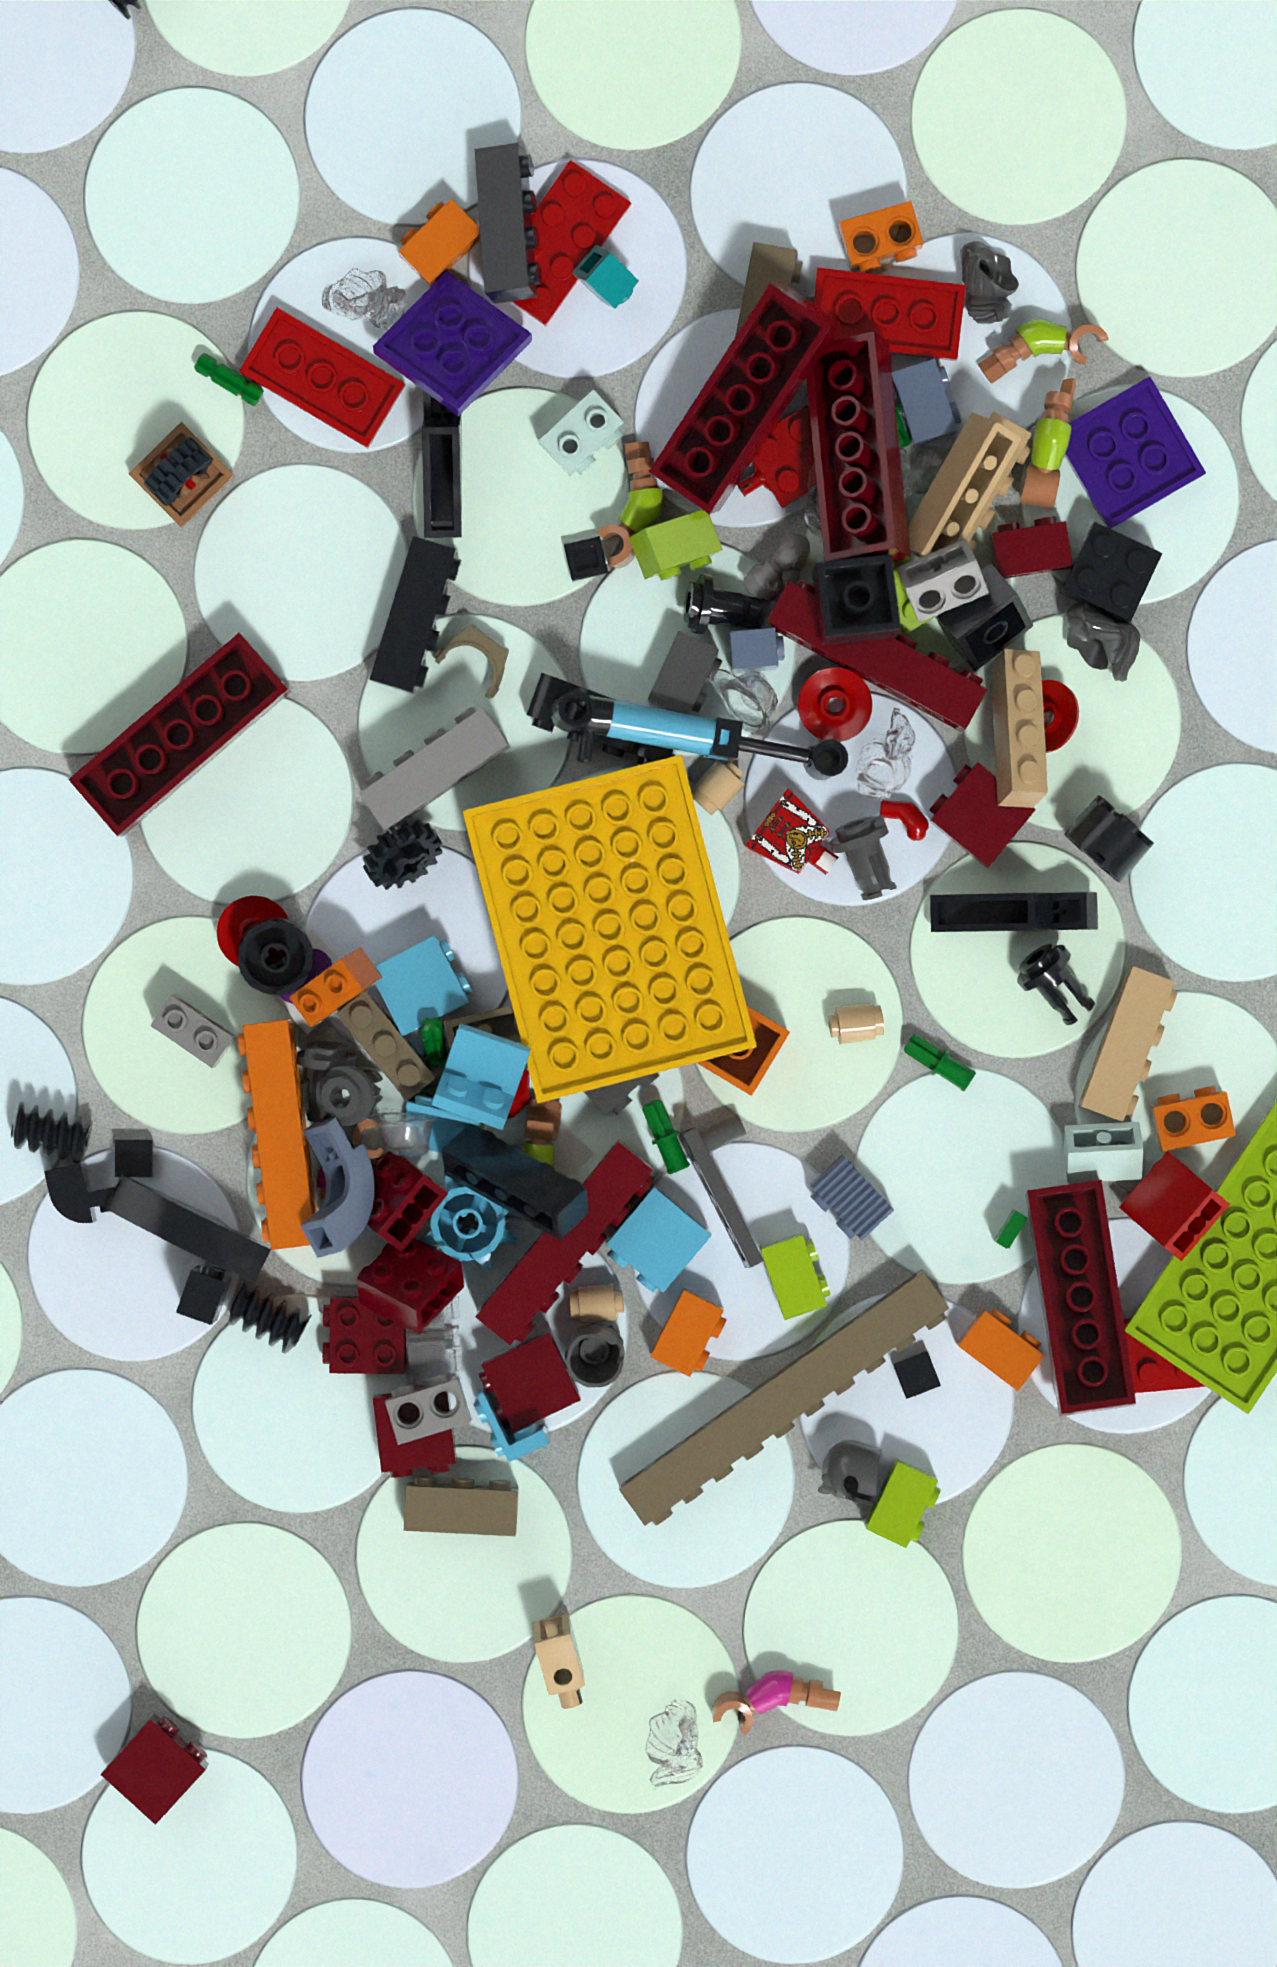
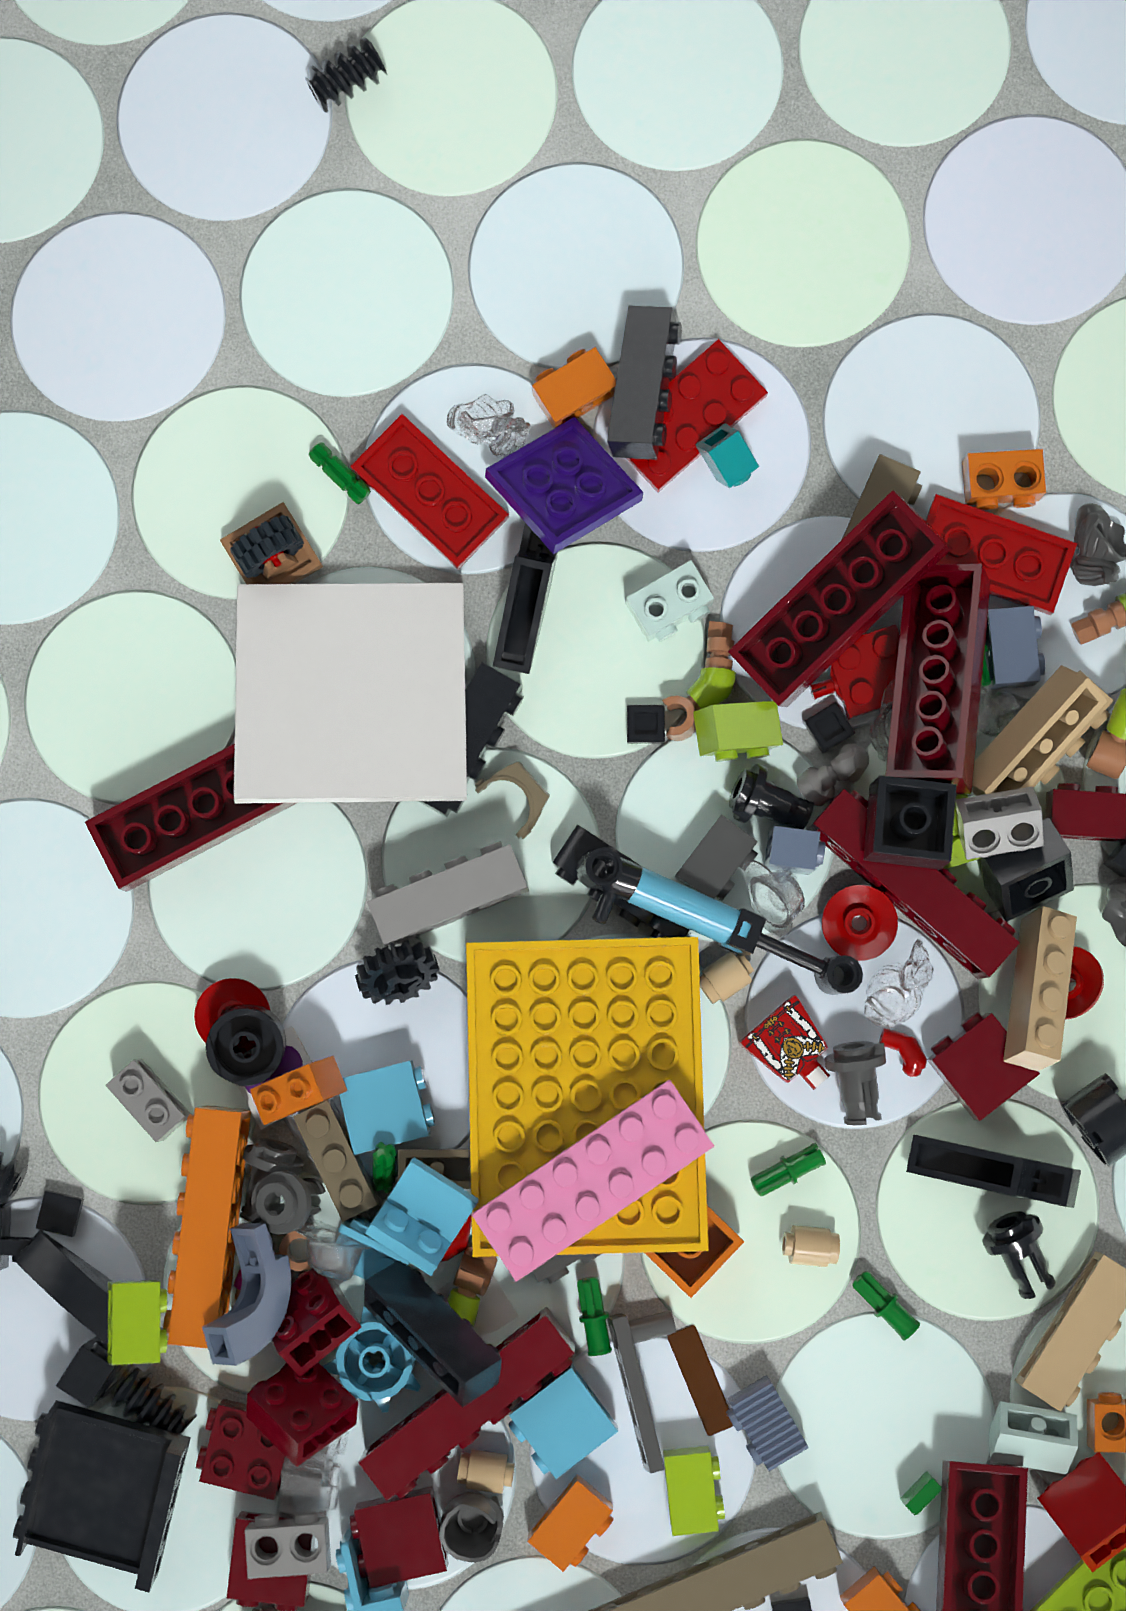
camera: 20 degrees right, 5 degrees down
(236, 1235) = (135, 1322): none -> lime brick
(240, 1402) = (102, 1490): none -> black panel
(293, 595) = (350, 693): none -> white tile
(633, 1004) = (592, 1180): none -> bright pink brick
(764, 521) = (829, 727): none -> black tile
(780, 1173) = (700, 1380): none -> reddish brown sticker
(818, 956) = (788, 1170): none -> green axle

